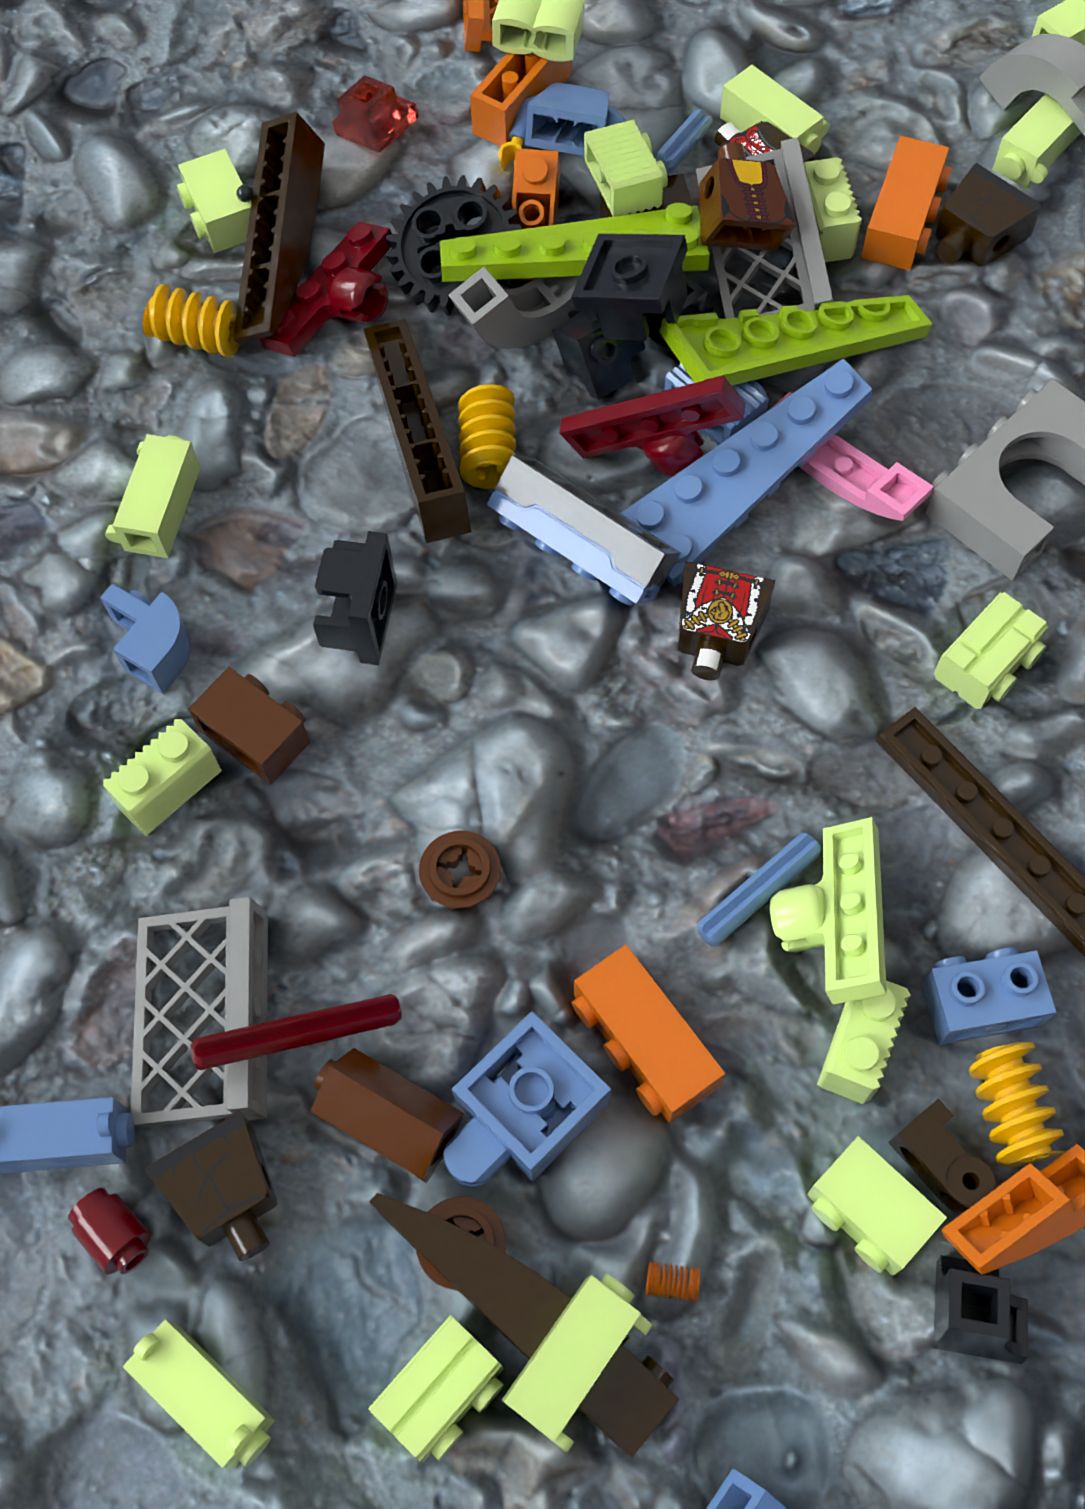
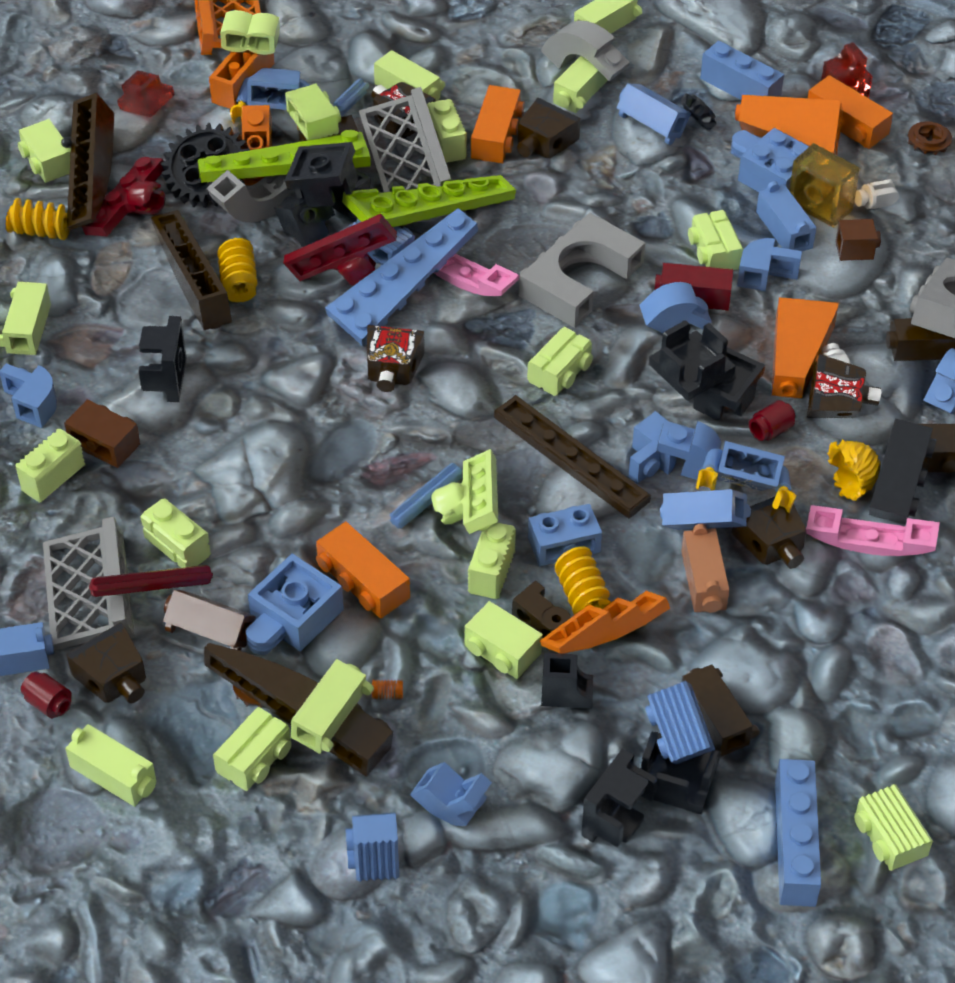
camera: 10 degrees left, 15 degrees down
(347, 933) = (175, 534): none -> yellowish green brick
(447, 853) = (233, 493): reddish brown gear -> none
(582, 530) = (302, 314): piece -> none
(743, 203) = (389, 126): reddish brown torso -> none

